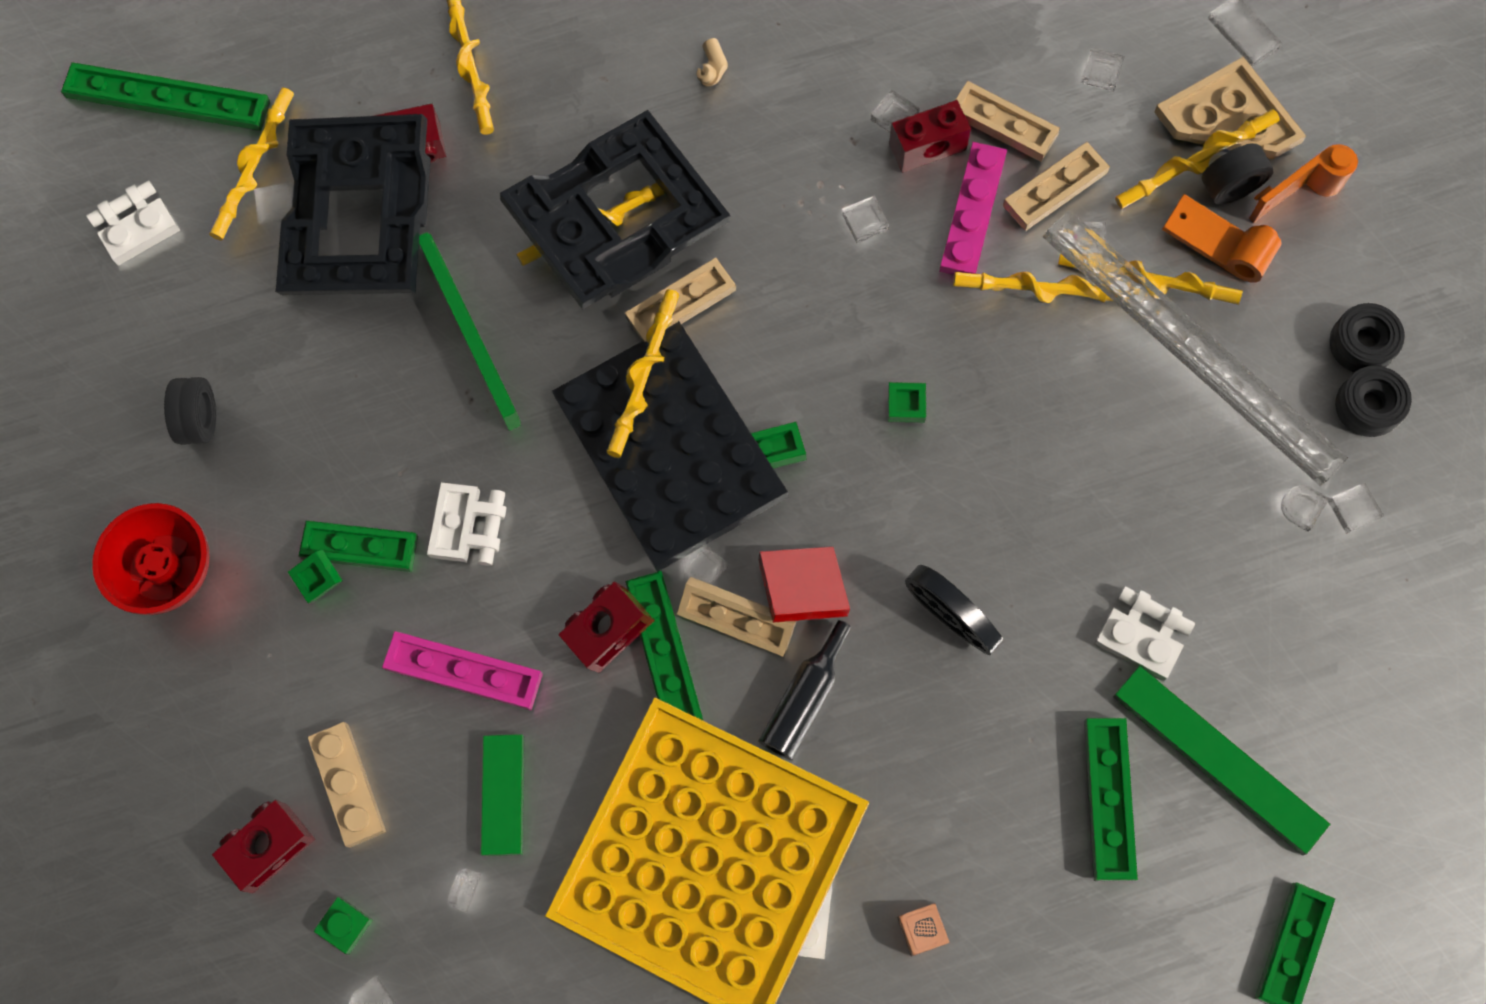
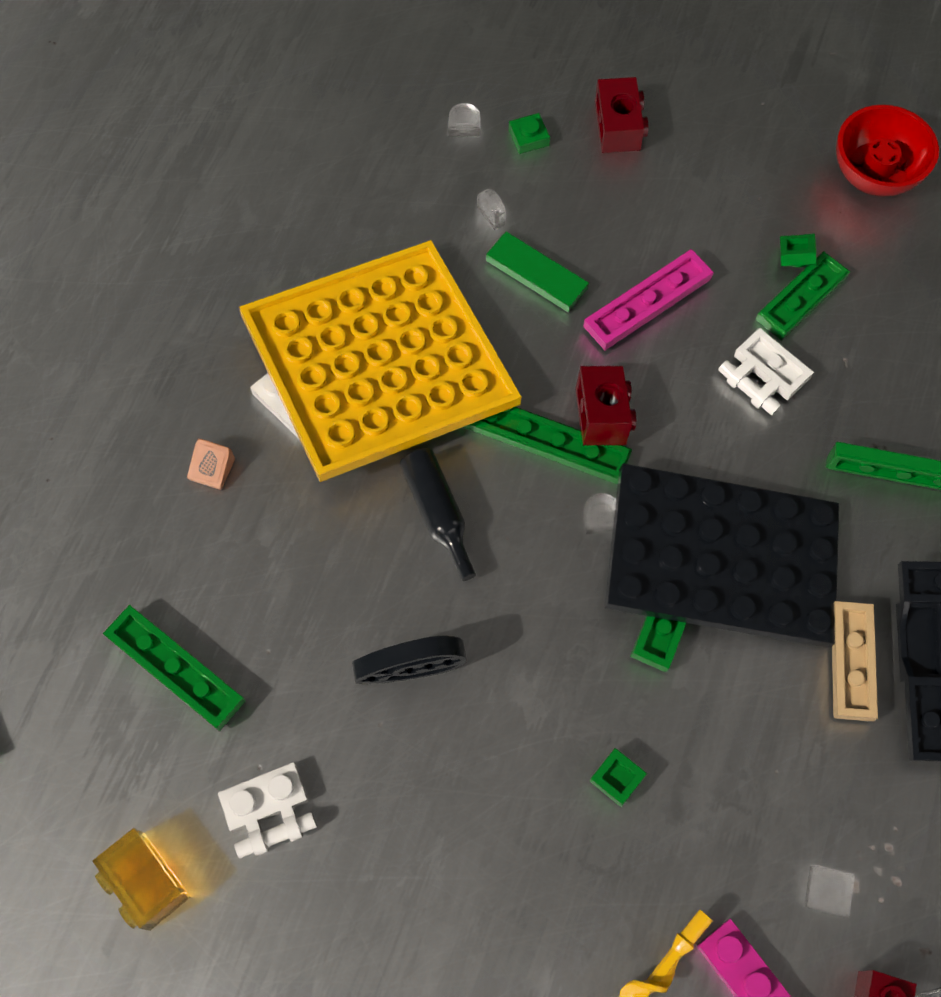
camera: 125 degrees right, 5 degrees down
(346, 784) = (624, 187): tan plate -> none
(639, 371) = (804, 566): yellow piece -> none
(734, 616) = (539, 505): tan plate -> none
(803, 584) = (524, 566): tile -> none
(1222, 761) = (124, 781): green tile -> none
(1274, 678) = (139, 880): none -> clear yellow brick

